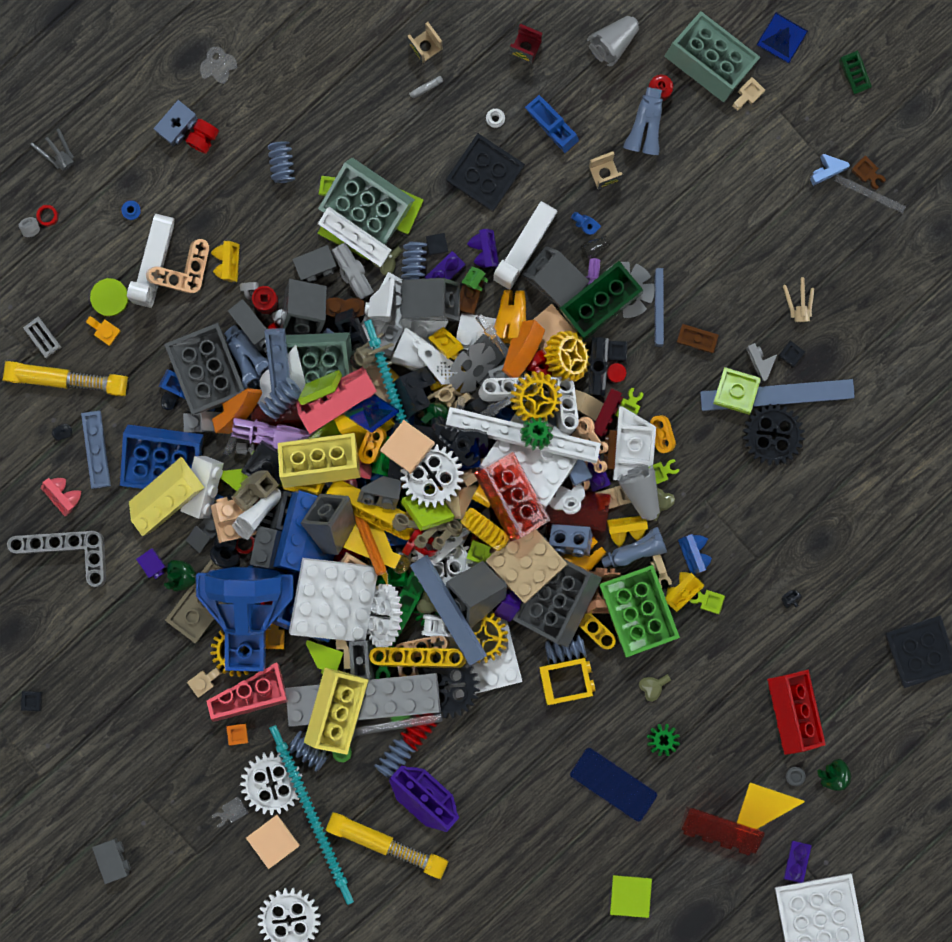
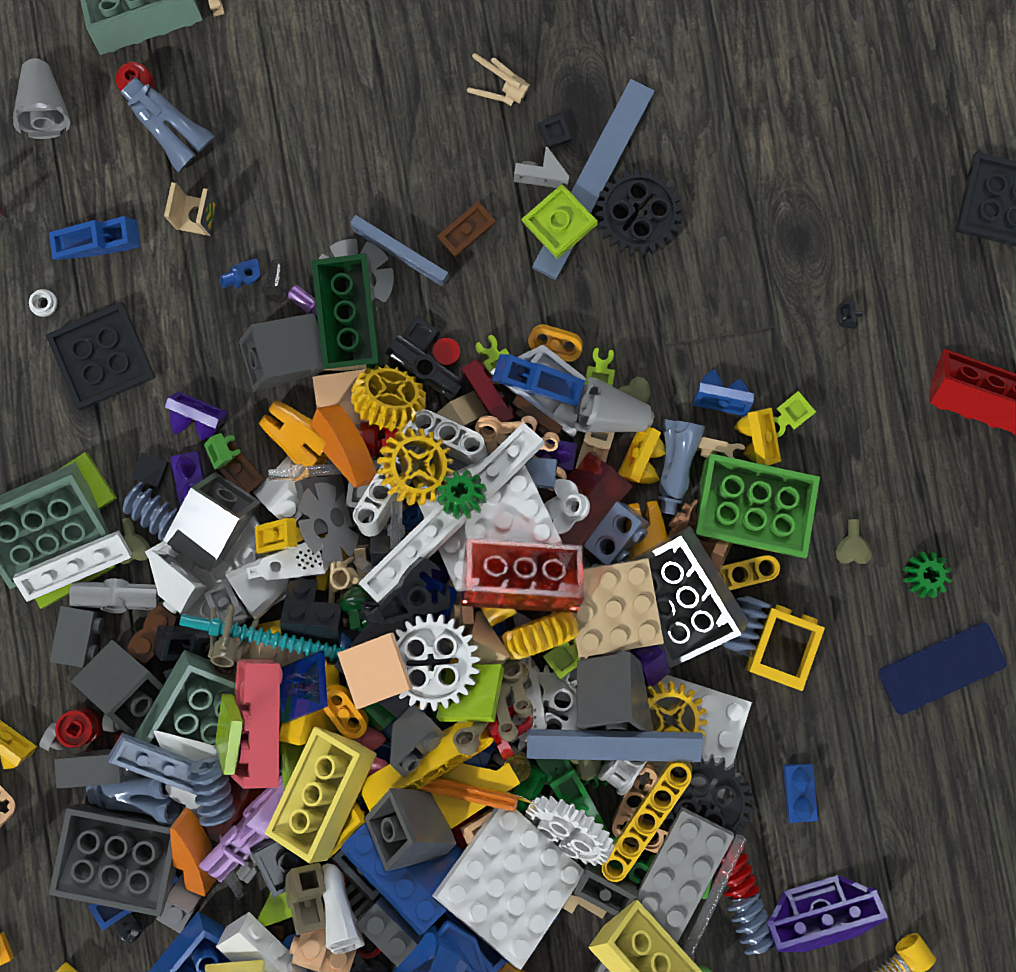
camera: 65 degrees left, 0 degrees up
(324, 656) = (571, 931): lime slope -> none
(487, 743) = (800, 792): none -> blue tile
(511, 268) = (237, 399): white beam -> none
(632, 437) = (538, 380): none -> blue slope

